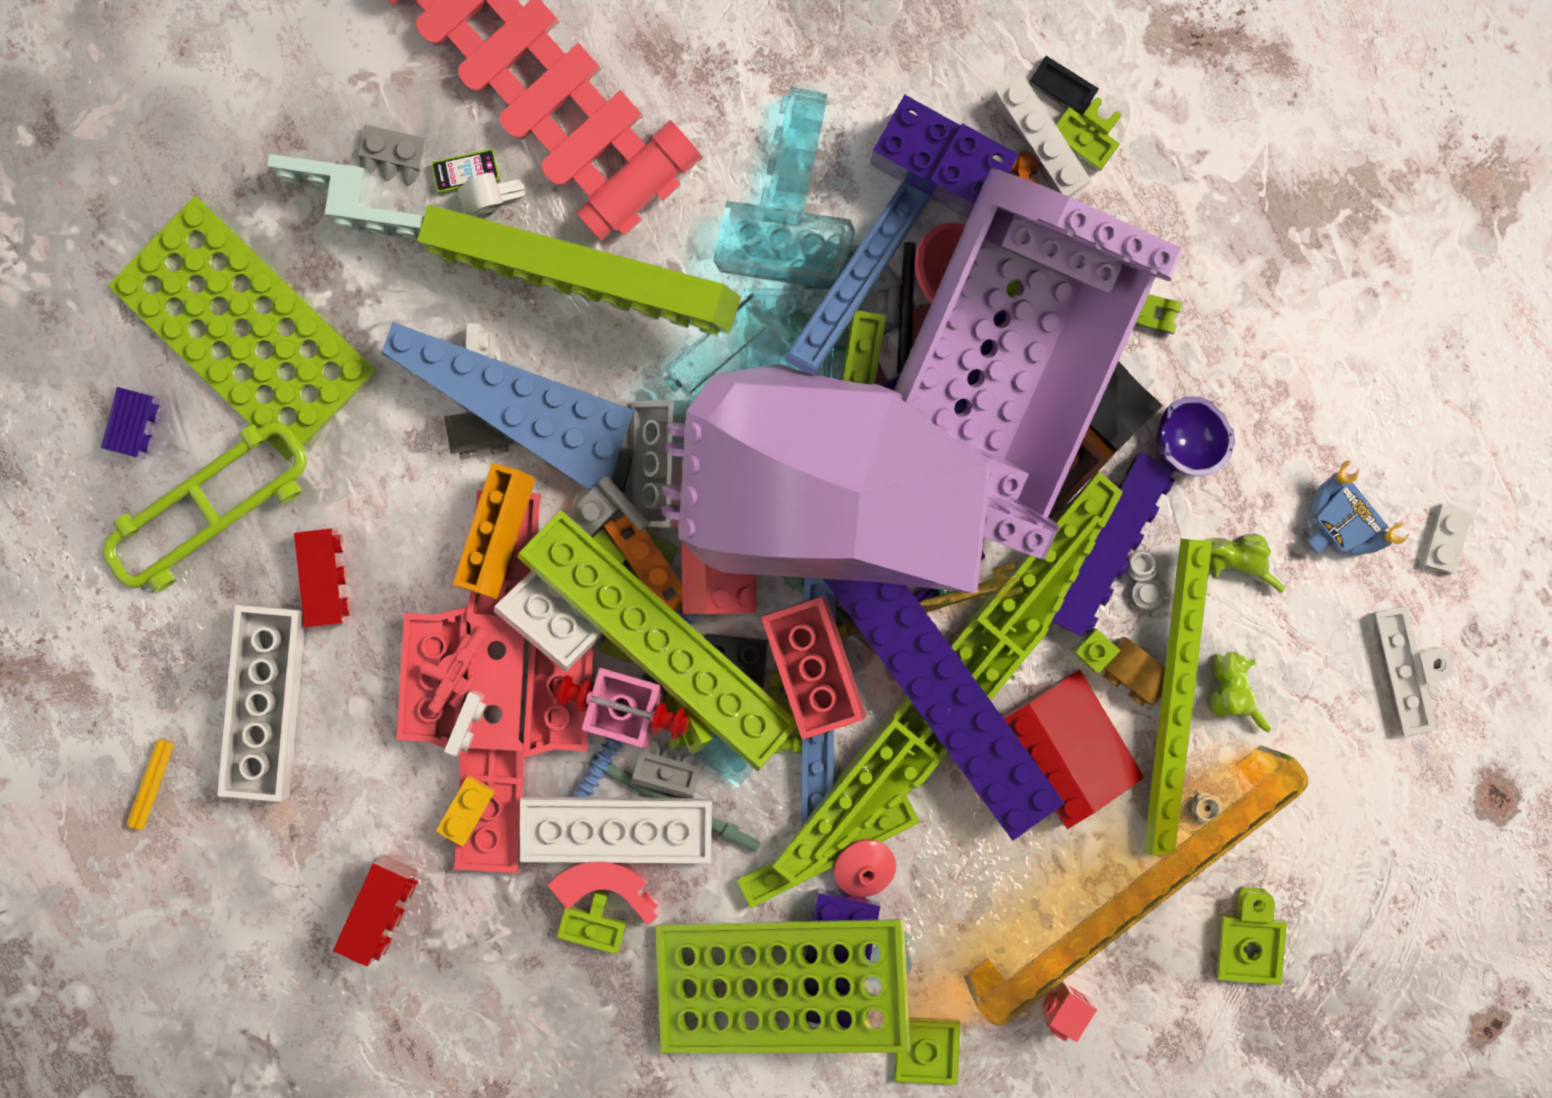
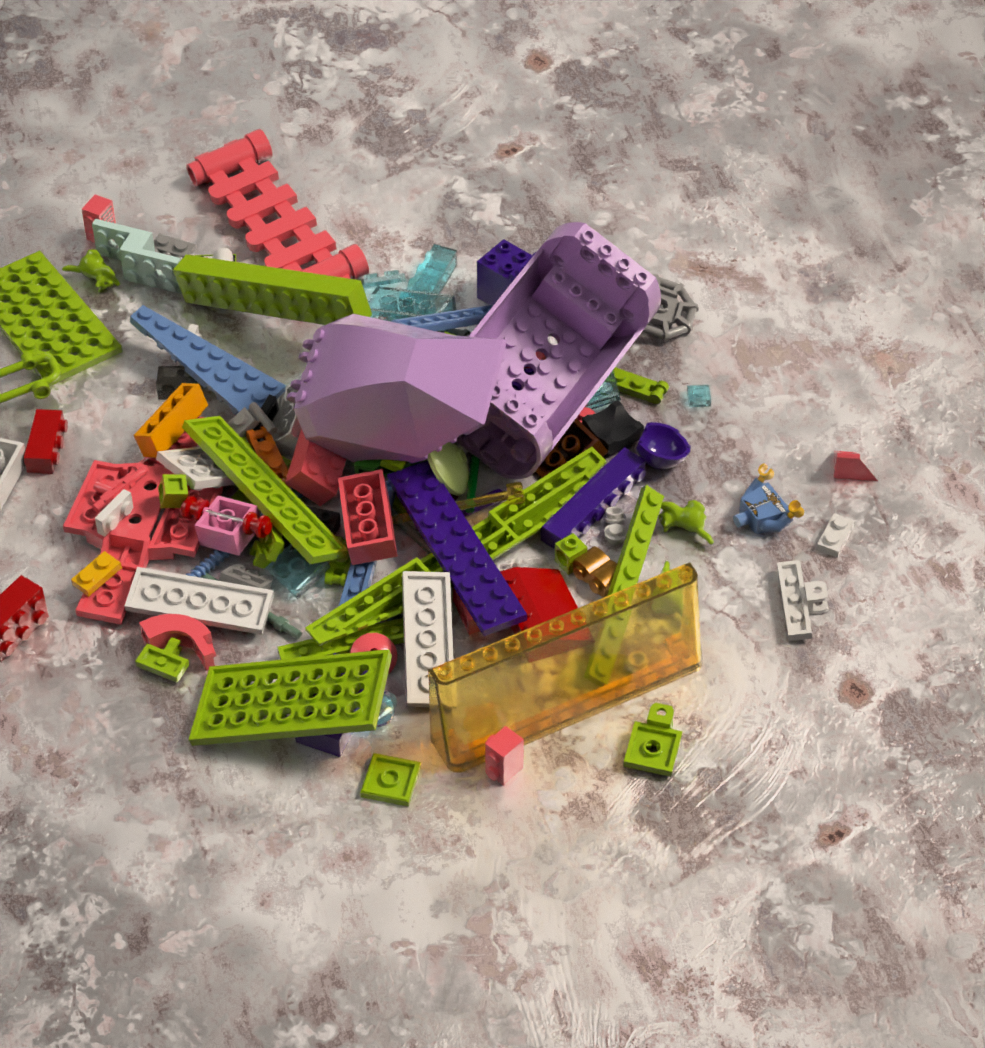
camera: 15 degrees right, 40 degrees down
(268, 129) = (97, 208): none -> coral brick
(290, 222) = (94, 267): none -> lime animal
(536, 677) = (172, 490): none -> lime brick
(728, 175) = (390, 277): none -> clear light blue plate
(935, 845) = (426, 630): none -> white plate
(1135, 162) = (672, 311): none -> light grey plate
(1226, 310) = (699, 395): none -> clear light blue plate
(1454, 405) = (849, 466): none -> coral slope

